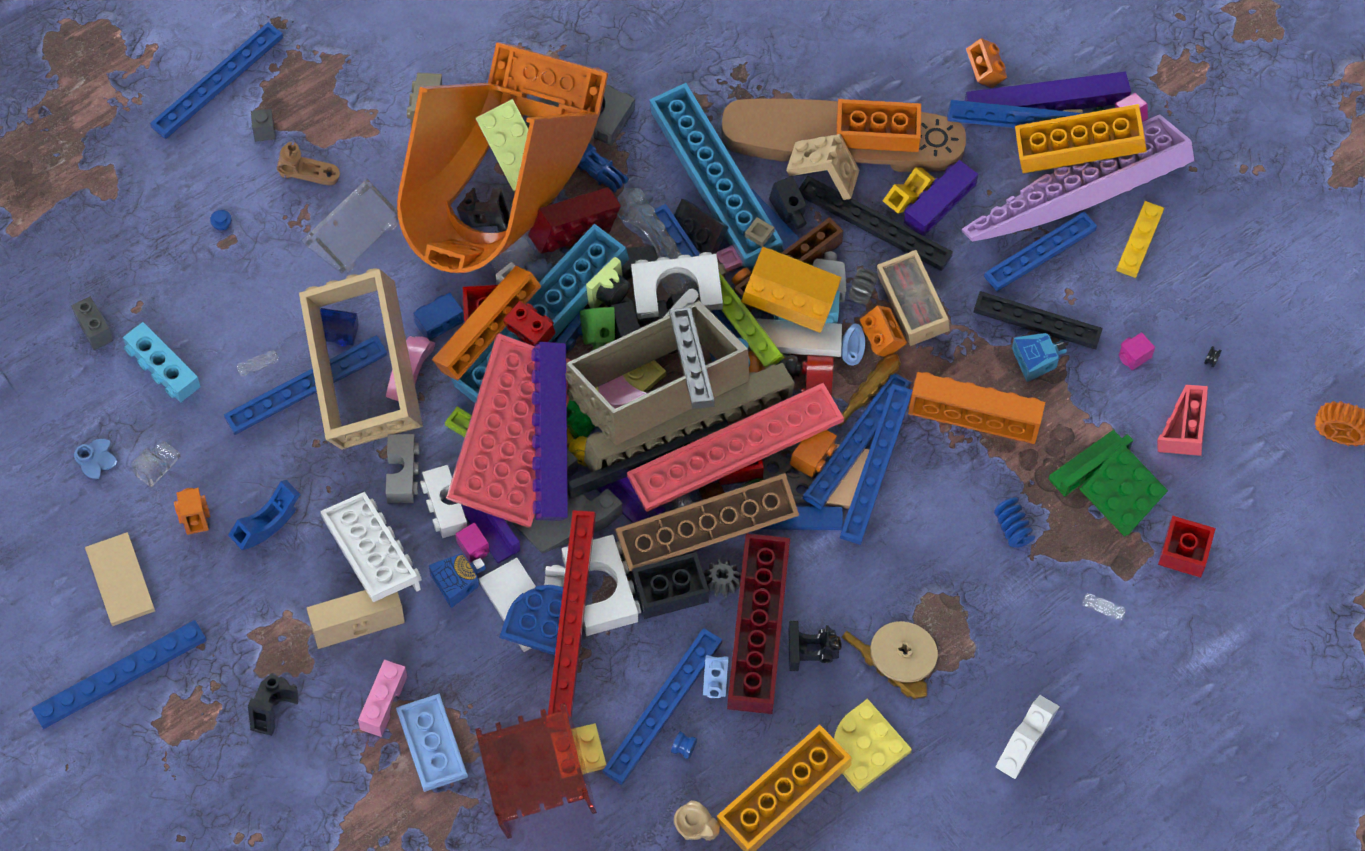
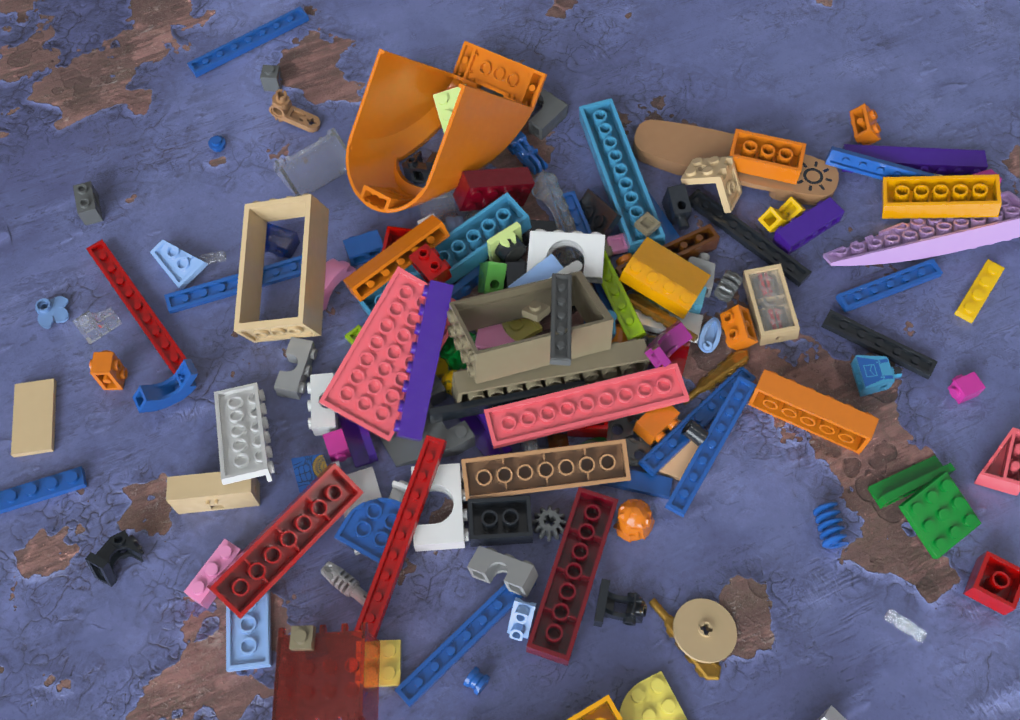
camera: 15 degrees right, 0 degrees up
(142, 338) = (131, 244): medium azure brick -> none
(194, 433) = (137, 305): none -> red plate
(226, 375) = (177, 263): none -> light blue wing
(451, 646) = (285, 540): none -> red brick
(504, 731) = (302, 638): none -> dark tan plate
(521, 680) = (344, 582): none -> light grey hinge
(654, 310) = (539, 272): none -> light blue tile
(663, 355) = (536, 311): none -> dark tan plate
(669, 629) = (488, 563): none -> light grey arch
(793, 333) = (651, 309): none -> pearl gold sword
(808, 363) = (667, 343): none -> magenta arch
(811, 557) = (634, 520): none -> orange helmet
(856, 453) = (695, 432): none -> black beam

